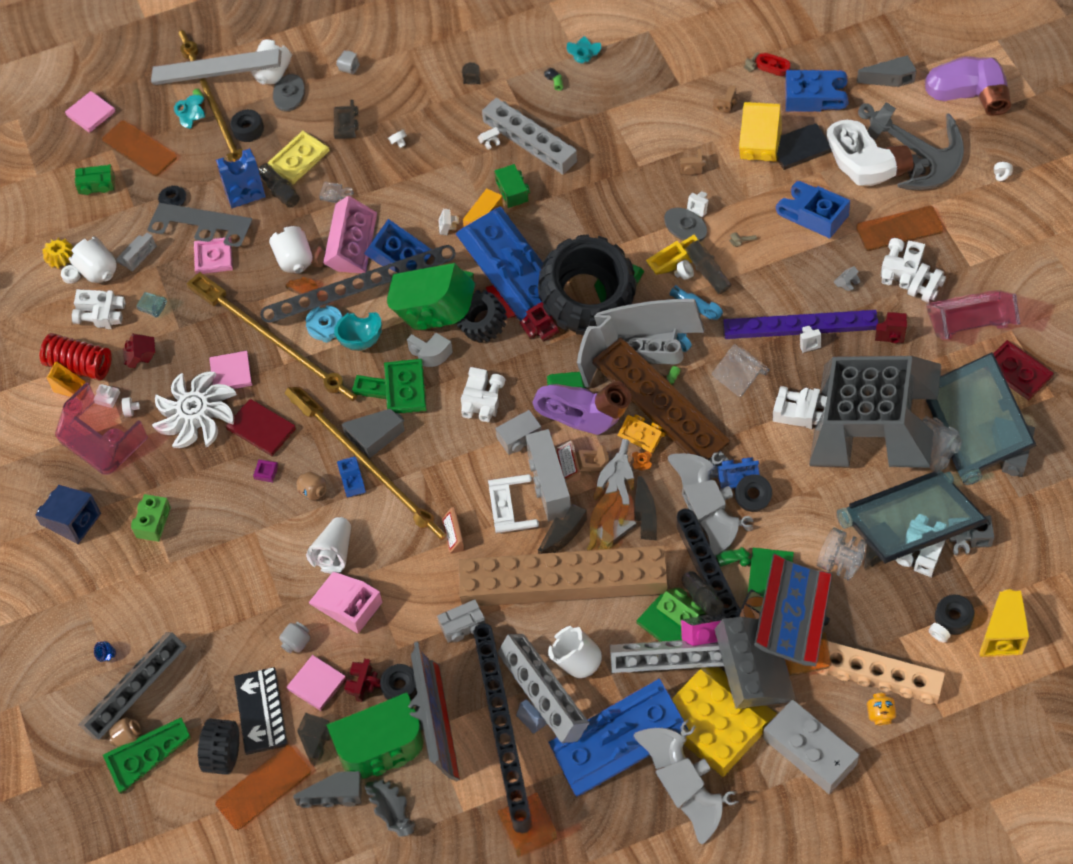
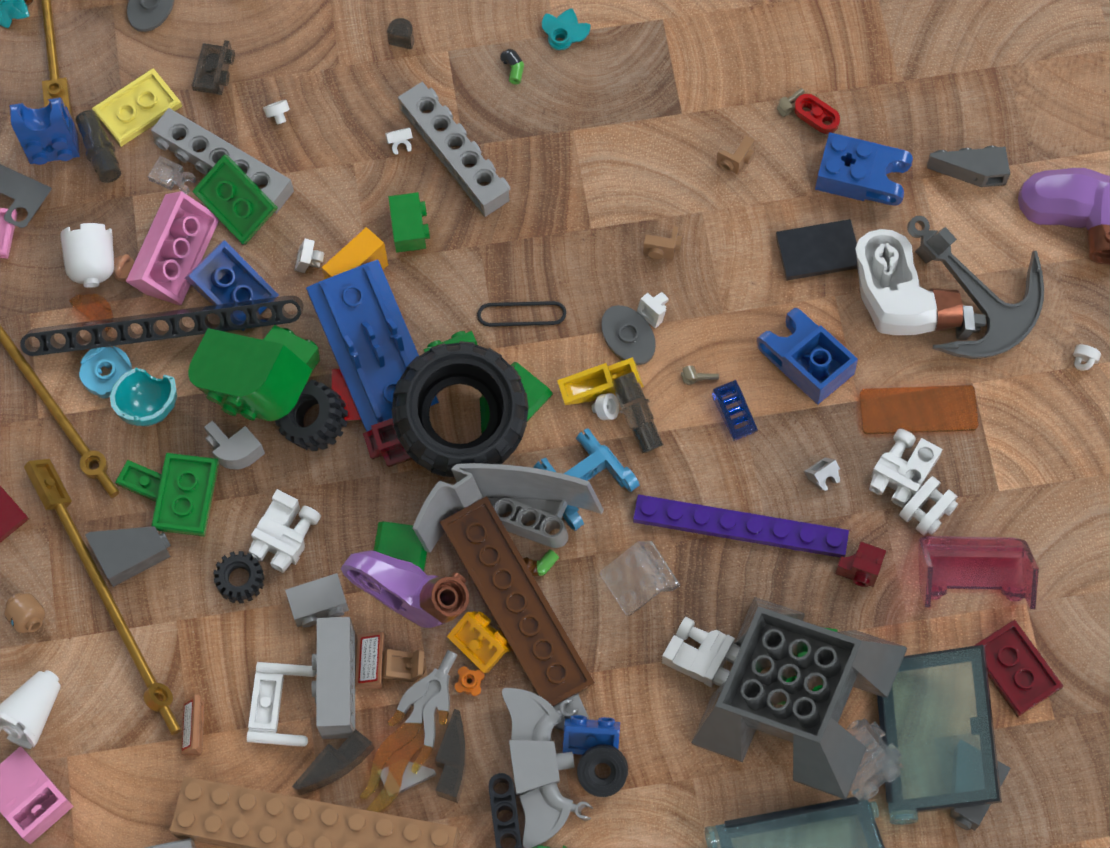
camera: 10 degrees right, 10 degrees up
(250, 133) = (90, 52): black tyre -> none
(351, 476) = (81, 610): blue slope -> none
(369, 176) = (174, 125): none -> light grey brick
(386, 196) = (234, 199): none -> green tile
(458, 421) = (239, 592): none -> black tyre
(607, 221) = (522, 304): none -> black piece
(760, 131) = (767, 220): yellow slope -> none
(767, 244) = (728, 389): none -> clear blue slope
(810, 339) = (745, 555): white tile -> none

